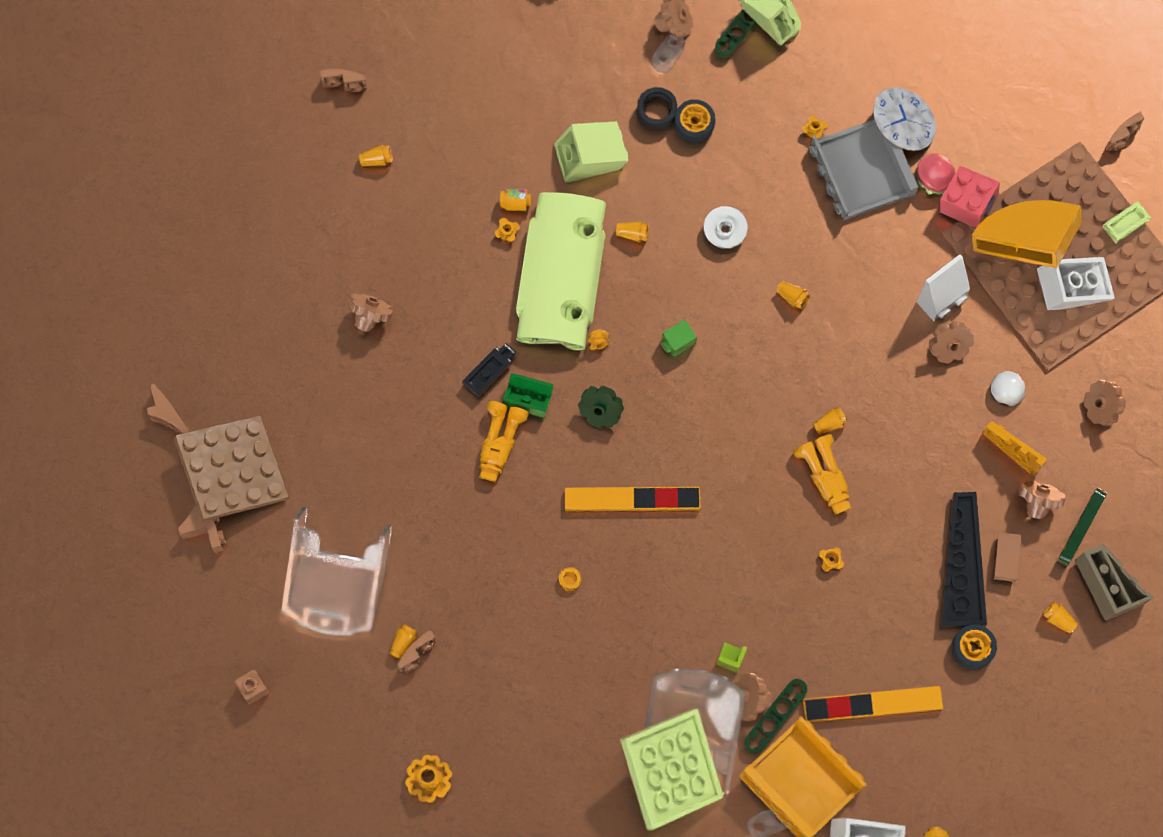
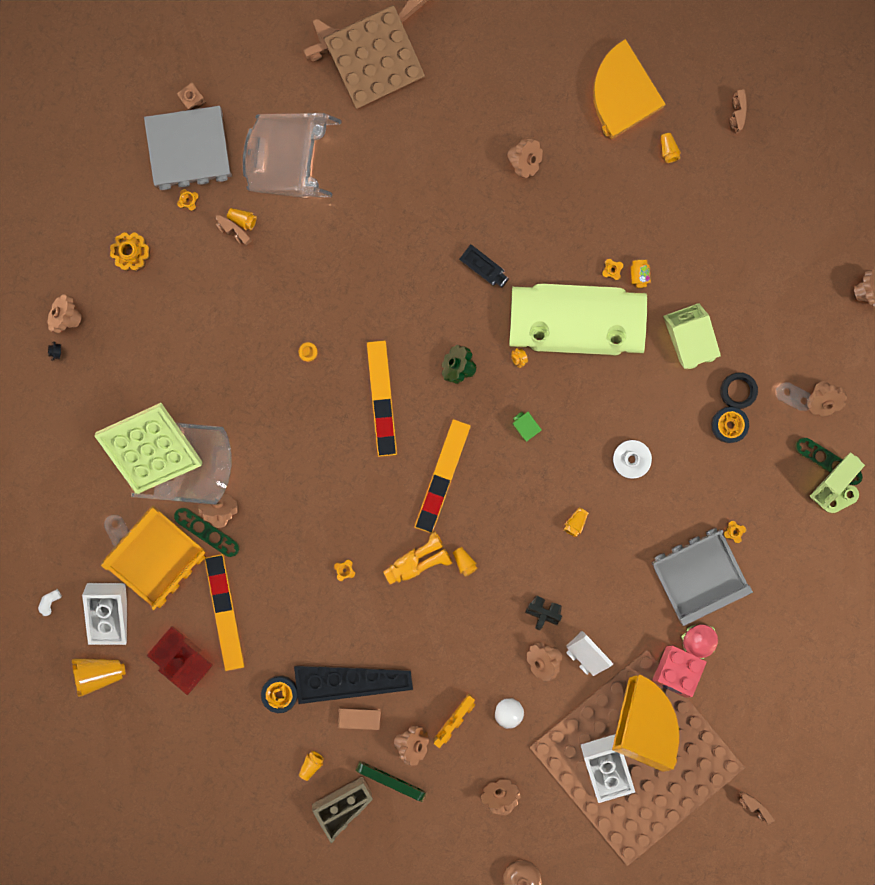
camera: 90 degrees right, 15 degrees up
(305, 199) = (623, 92): none -> light orange brick
(311, 696) = (187, 147): none -> light grey panel
(367, 706) = (184, 194): none -> light orange plate
(497, 449) = (411, 279): light orange piece -> none
(528, 394) = (462, 301): green bracket -> none
(634, 231) = (621, 379): light orange cone -> none
(729, 438) = (442, 476): none -> tile
(731, 657) = (252, 491): lime panel -> none
(897, 338) = (552, 615): none -> pearl dark grey hips
(904, 118) = (749, 610): flat silver sticker -> none
(928, 757) = (179, 660): none -> clear red bracket
(1126, 222) = (670, 811): yellowish green tile -> none

